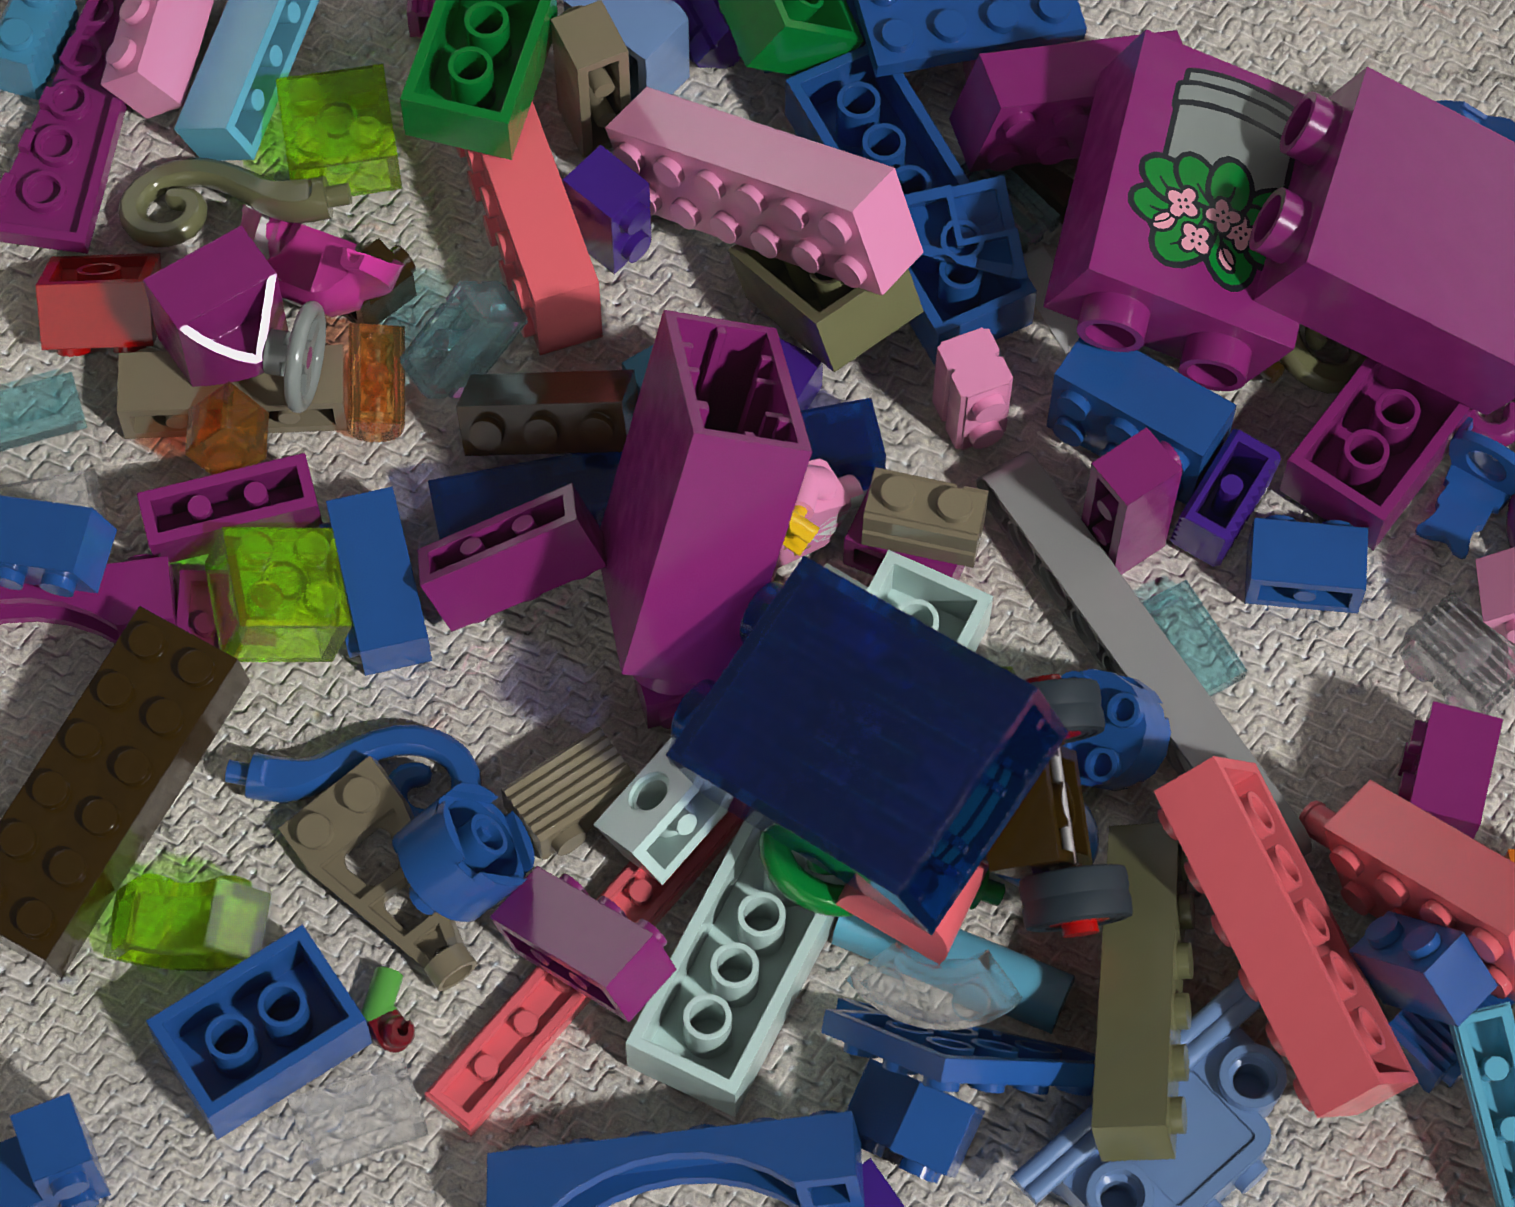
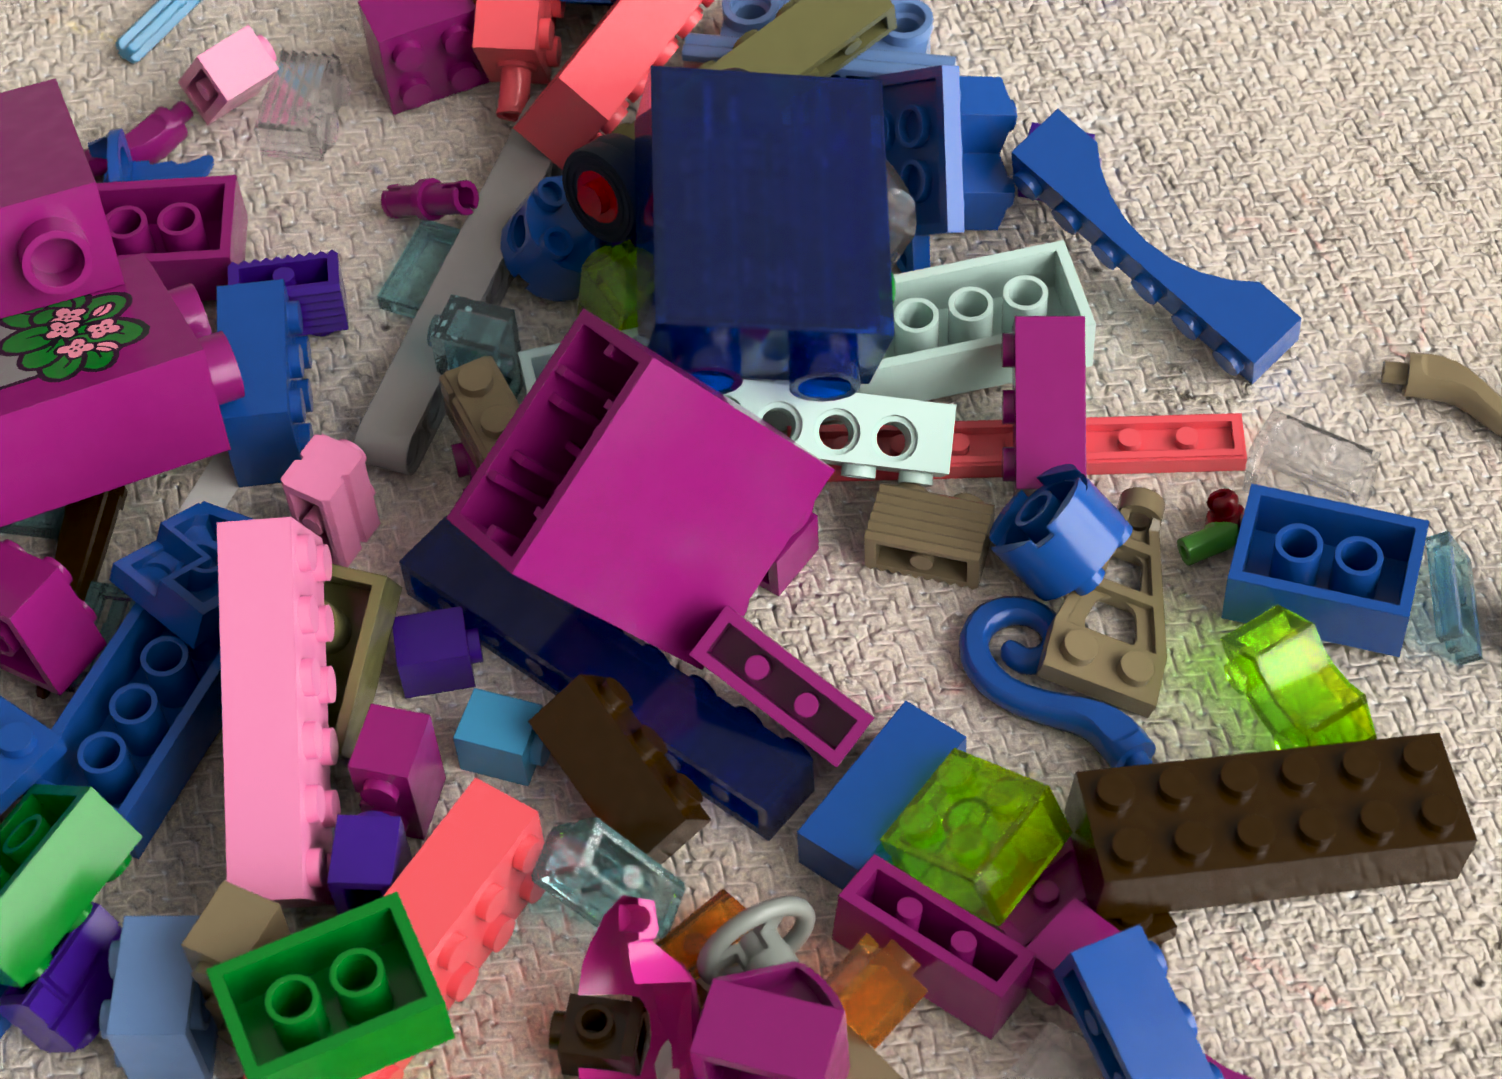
camera: 125 degrees left, 10 degrees down
(154, 1116) = (1453, 598): none -> clear light blue tile
(680, 270) = (398, 767): none -> magenta brick
(1027, 577) = (475, 330): none -> clear light blue slope
(1132, 498) = (355, 310): magenta brick -> none
(1250, 673) = (430, 199): none -> magenta pin
(1306, 564) = (295, 220): blue brick -> none

